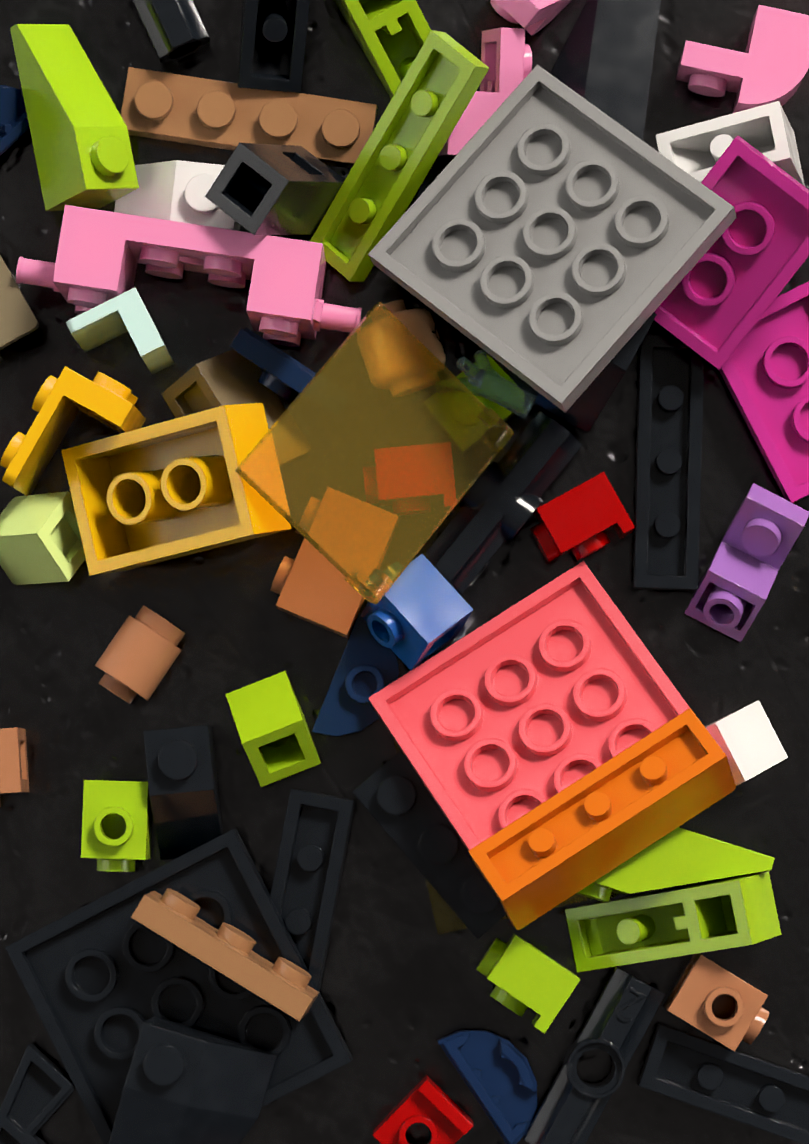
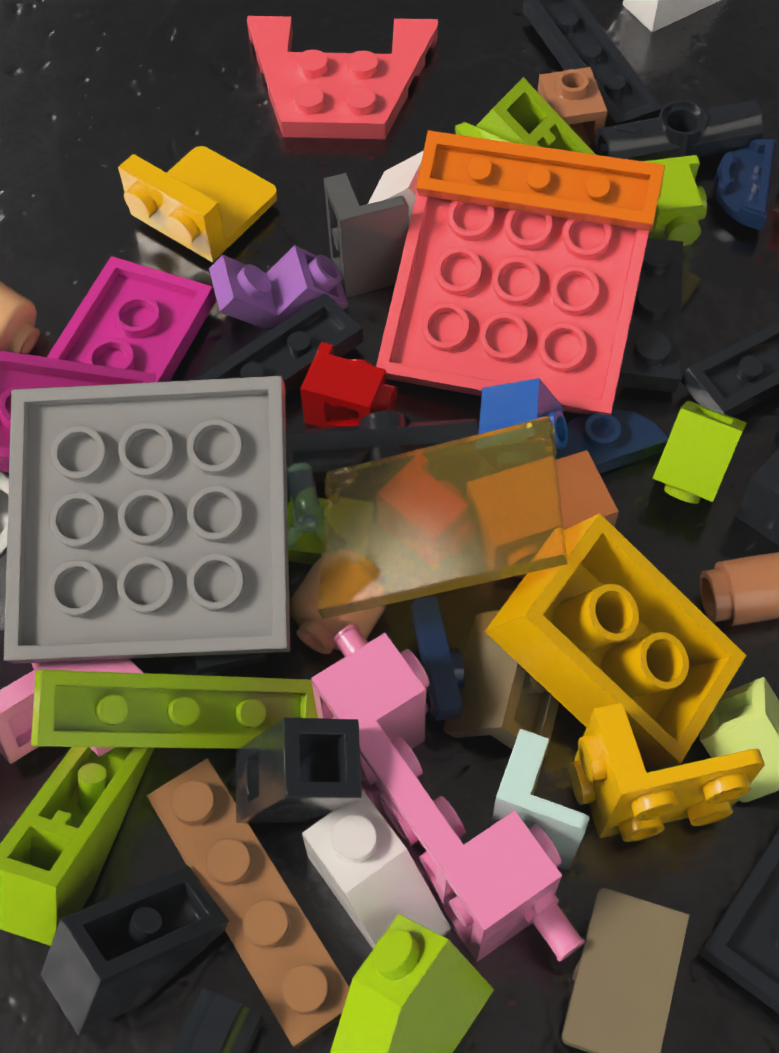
camera: 135 degrees left, 25 degrees down
(723, 642) = (364, 238): none -> dark grey panel

